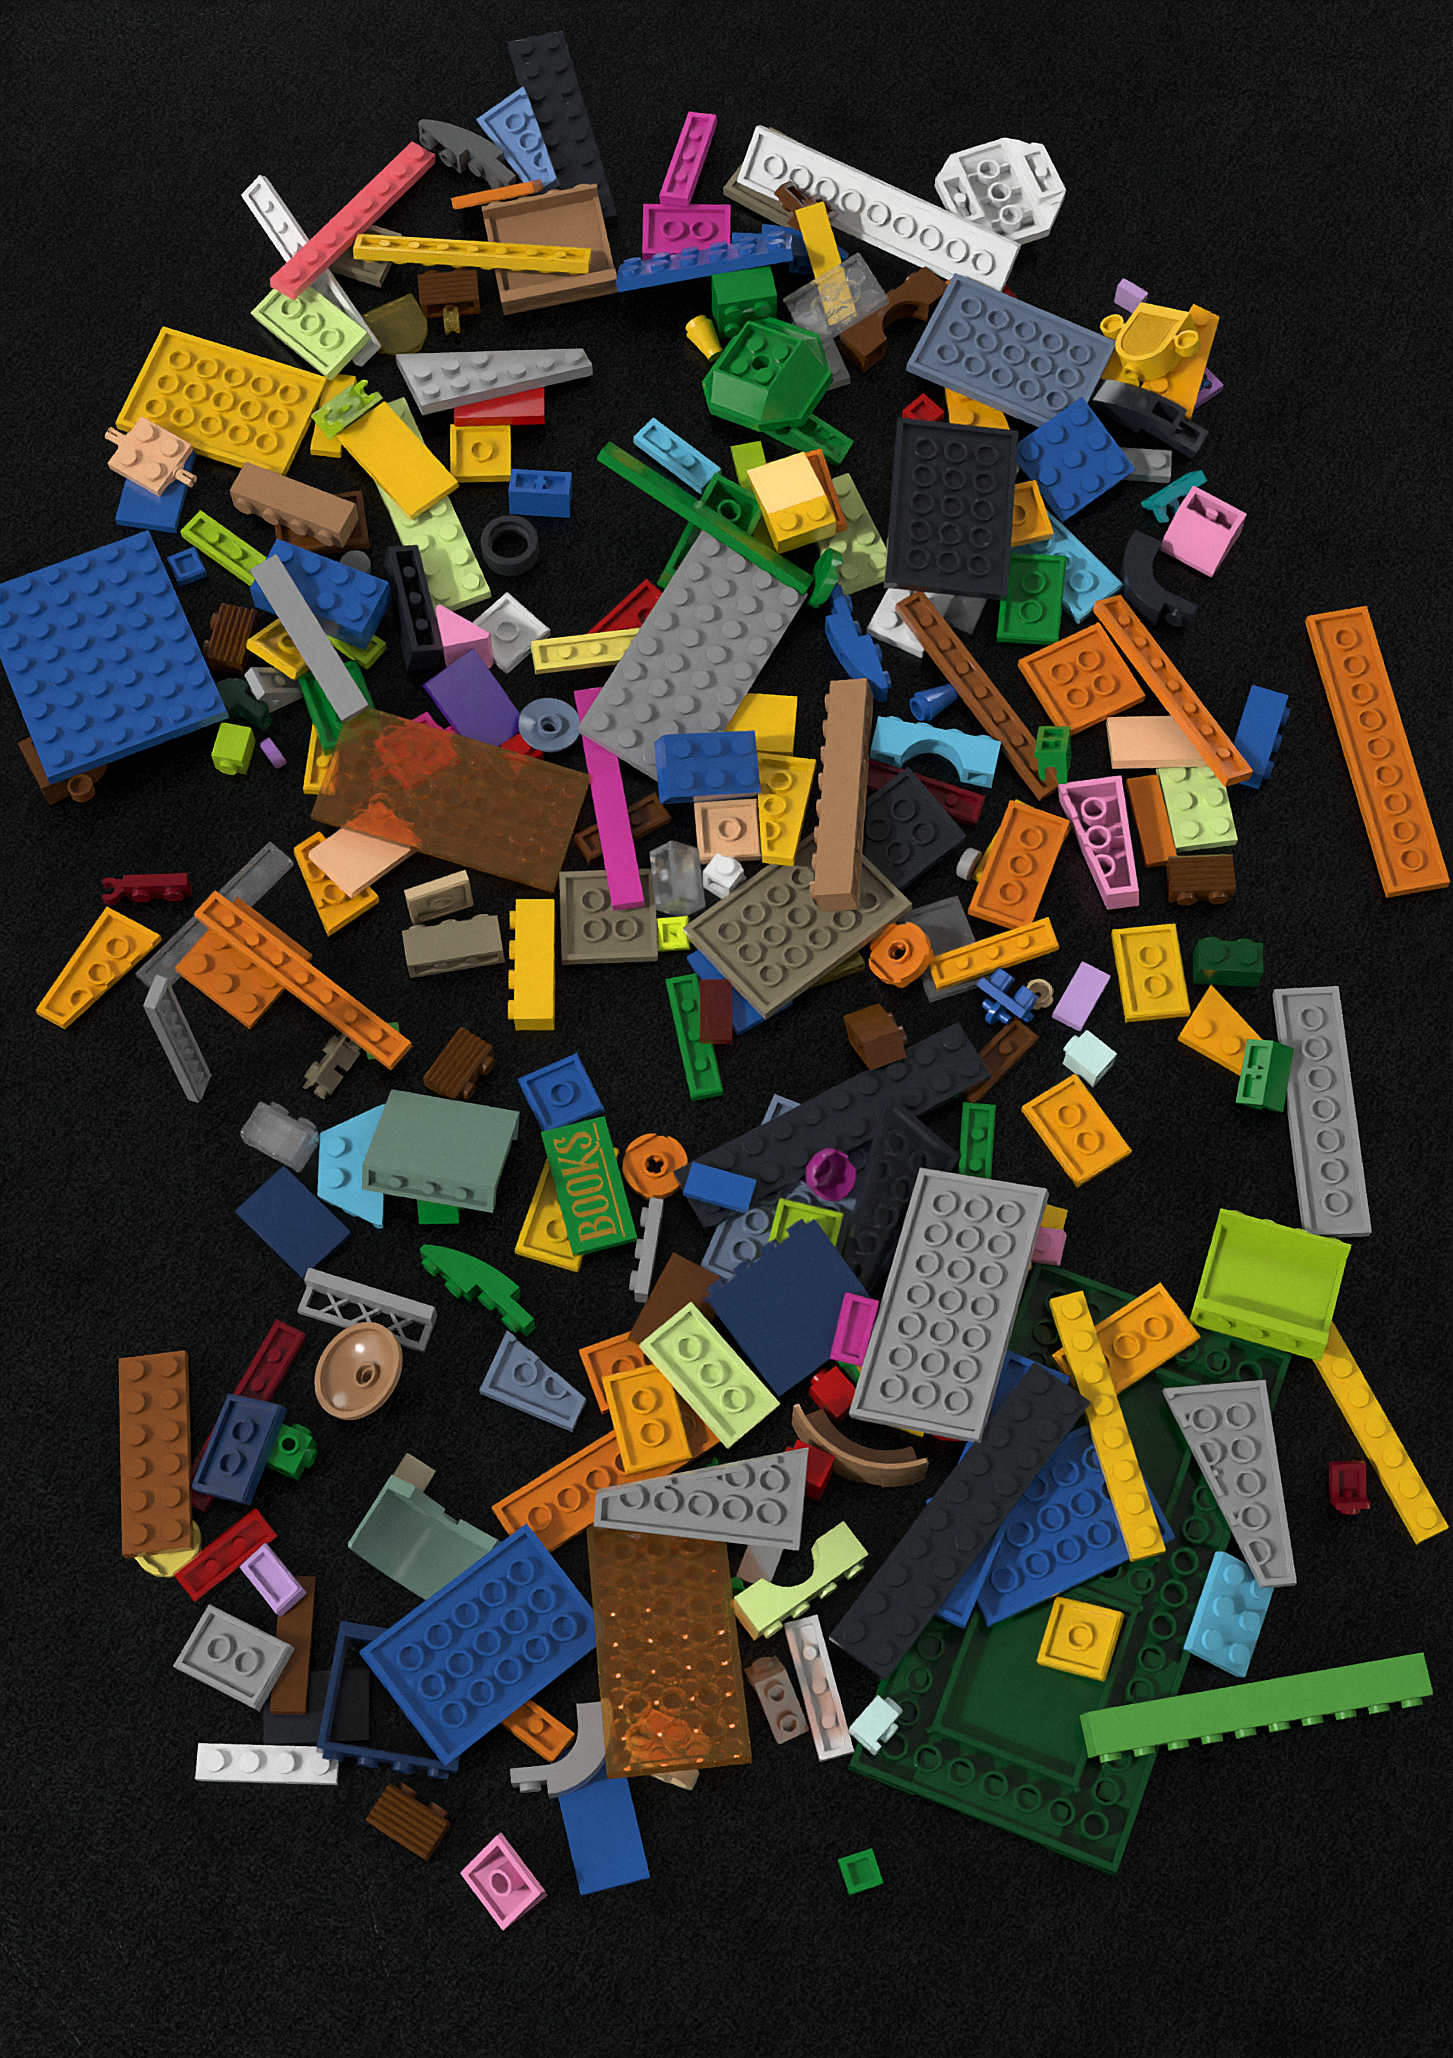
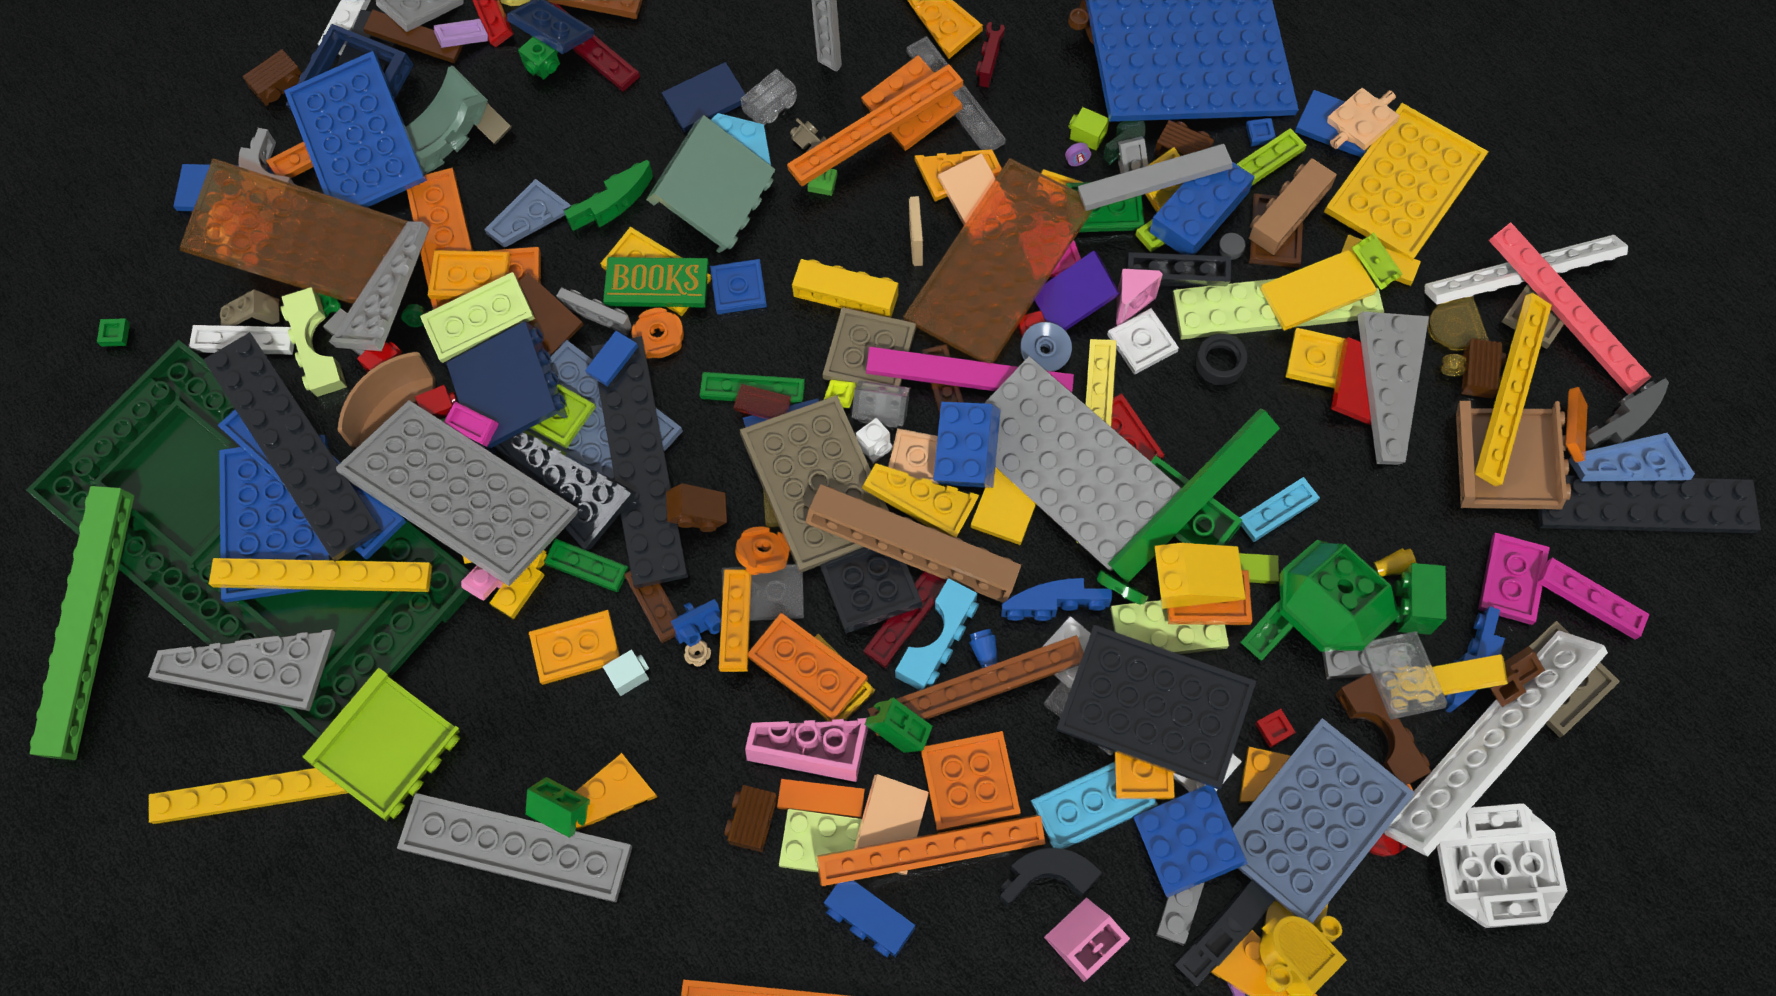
camera: 110 degrees right, 0 degrees up
(313, 329) = (1460, 256): yellowish green plate -> none
(358, 1371) = (575, 106): medium nougat dish -> none
(367, 1297) = (627, 129): light grey fence -> none
(453, 945) = (880, 238): dark tan brick -> none
(460, 1066) = (781, 221): reddish brown brick -> none
(503, 1882) = (212, 127): bright pink slope -> none
(540, 493) = (1266, 389): blue hinge -> none
(700, 263) = (1467, 575): blue plate -> none
(831, 1175) = (593, 439): magenta hair -> none
(876, 1723) = (189, 356): light aqua brick -> none
(968, 863) = (827, 631): light grey tile -> none
(1033, 599) = (1061, 763): green tile -> none
(1080, 1638) = (188, 518): yellow tile -> none
(1081, 996) = (684, 687): lavender tile -> none
(1129, 295) = (1364, 963): lavender tile -> none
(1139, 1338) = (382, 629): light orange tile -> none
(1150, 972) = (686, 751): yellow tile -> none
(1168, 496) = (1142, 940): teal plate -> none
(1228, 962) = (667, 813): dark green brick -> none
(1228, 1615) = (156, 624): medium azure plate -> none
(1348, 1486) = (209, 753): dark red bracket -> none

